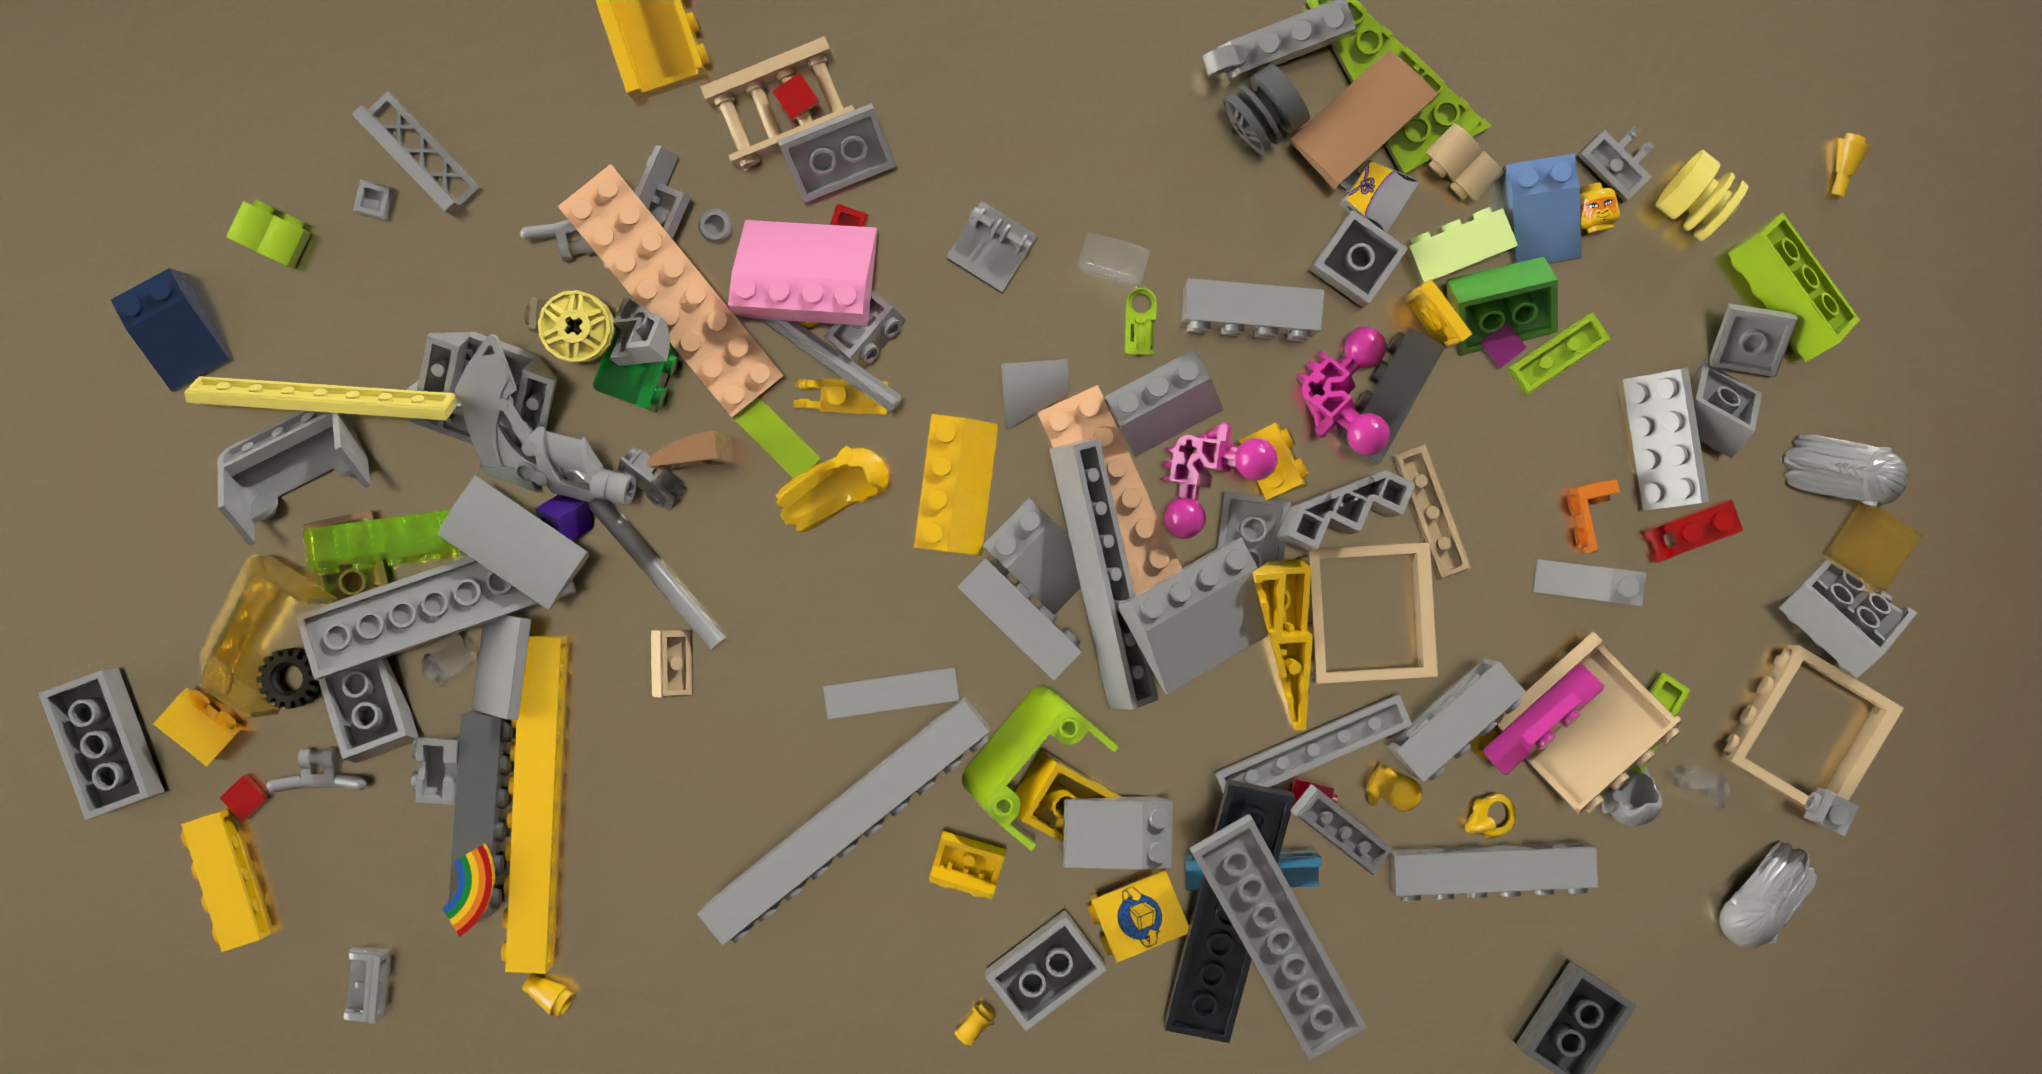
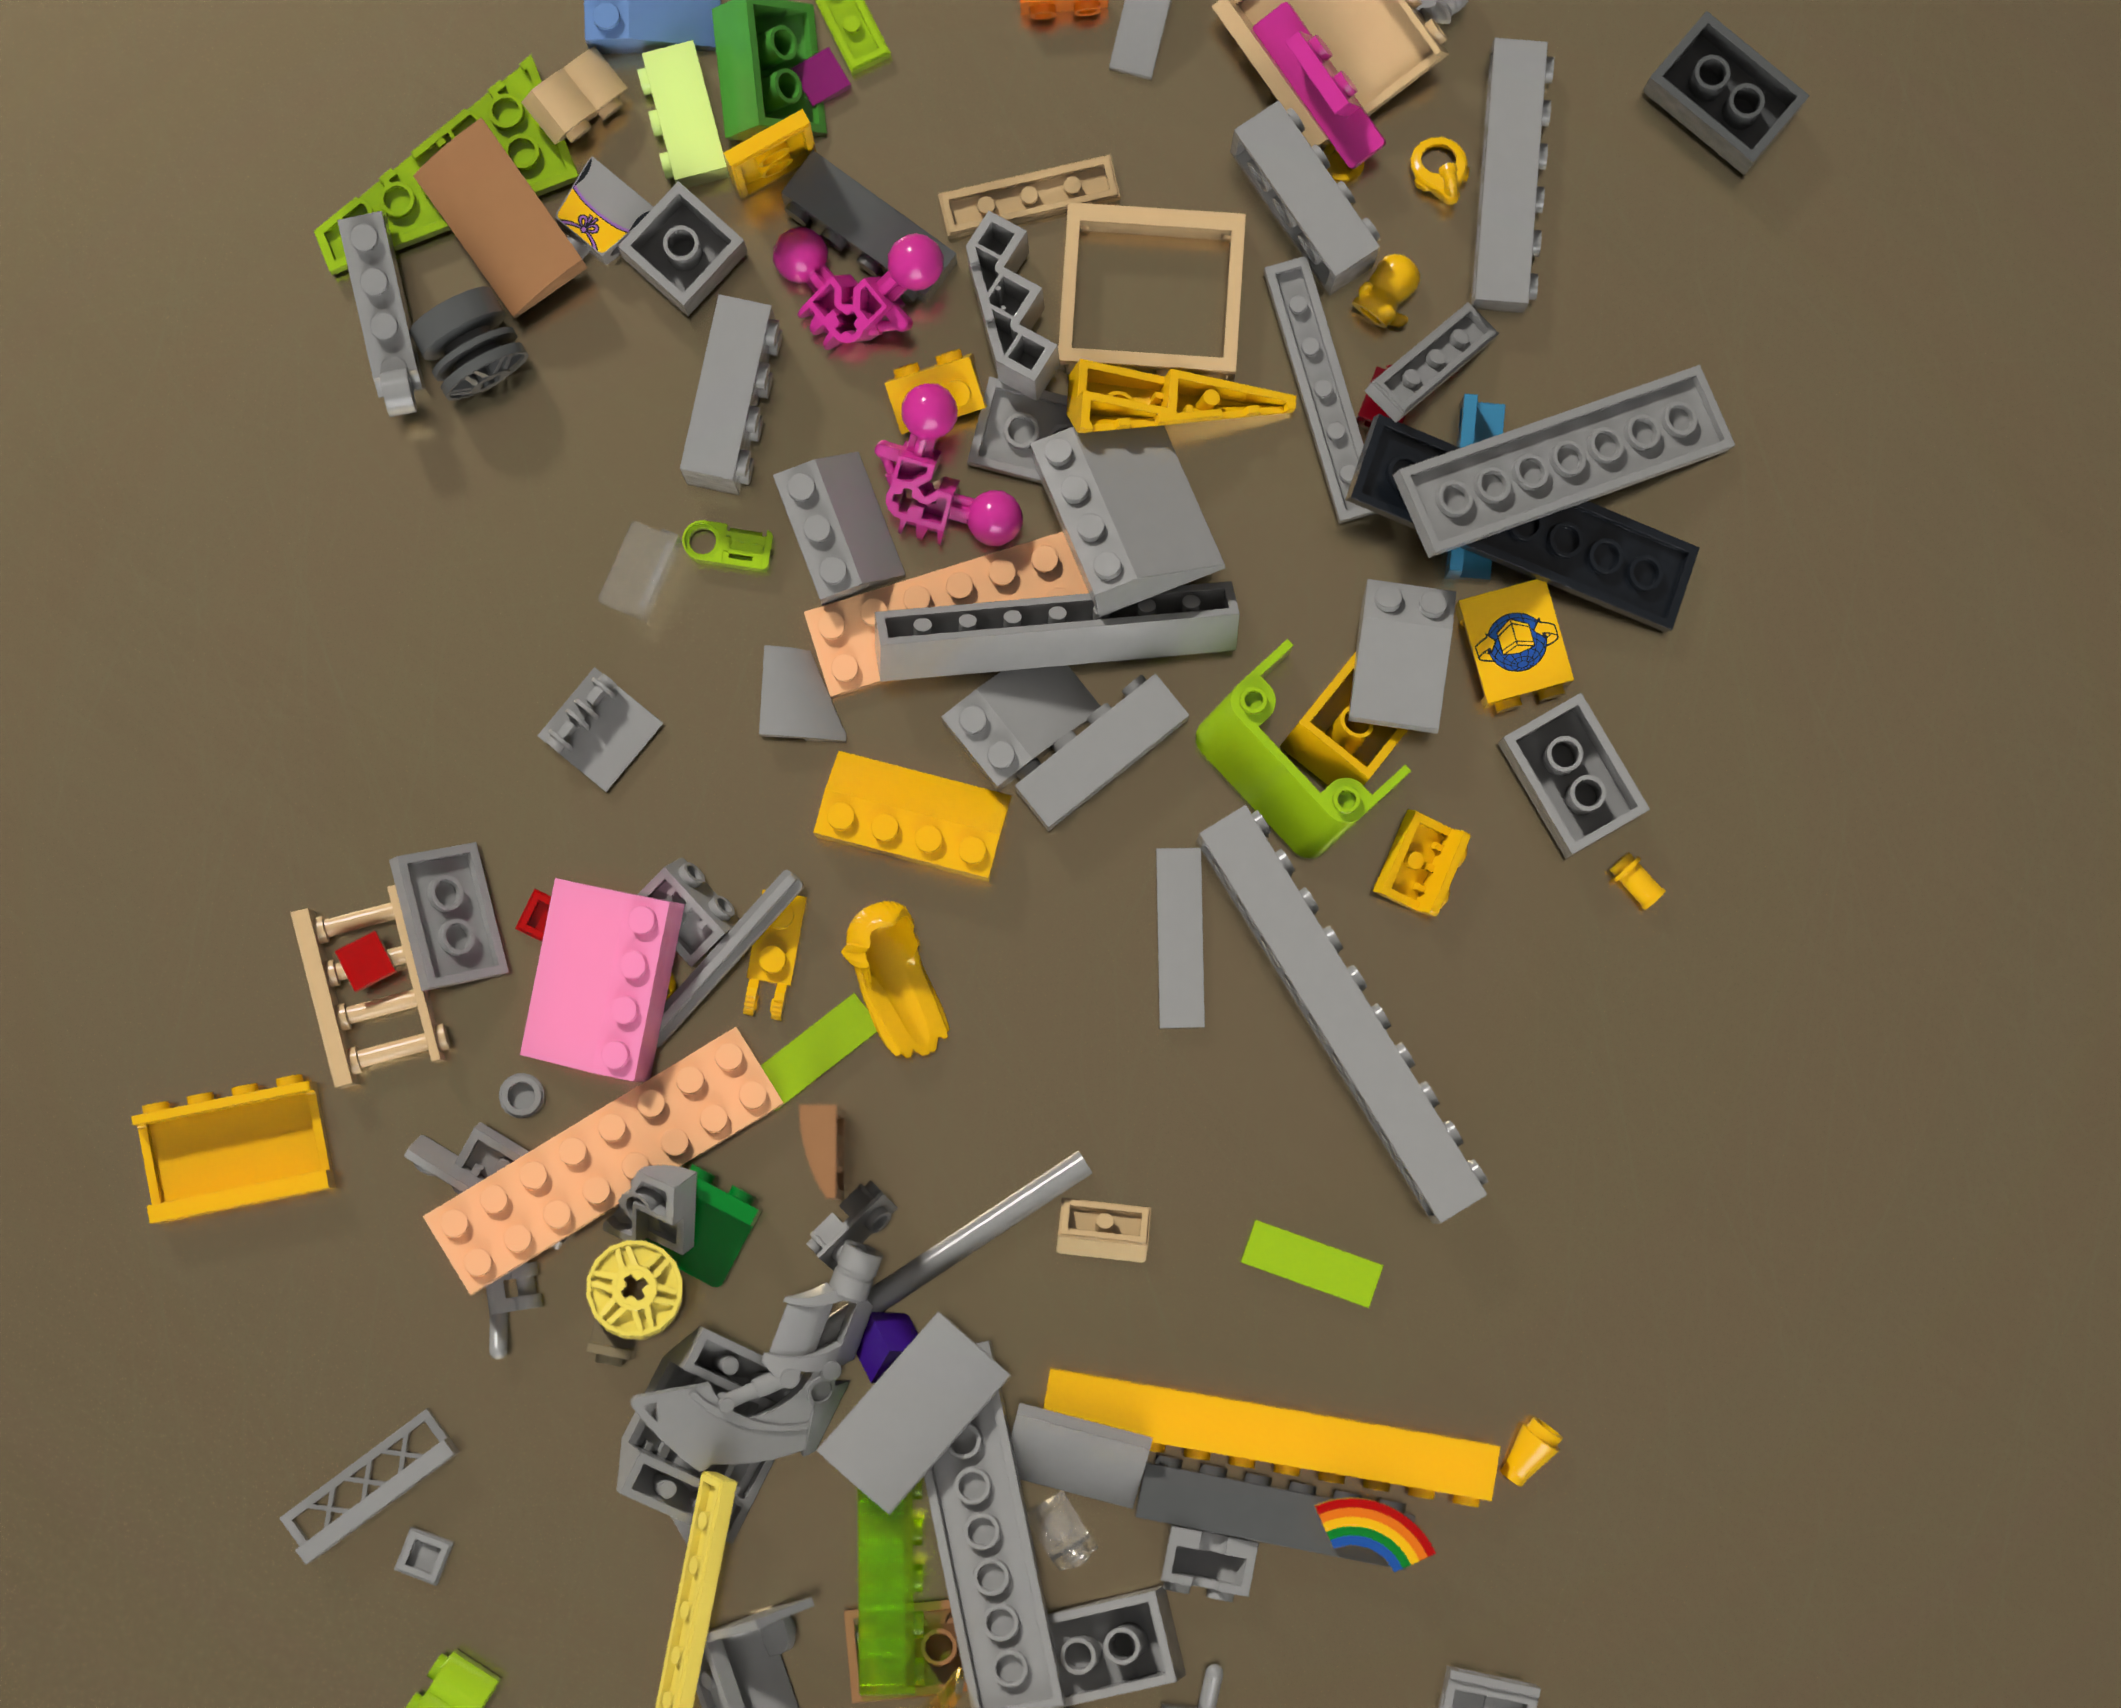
camera: 80 degrees left, 5 degrees down
(665, 818) = (1311, 1263): none -> lime tile

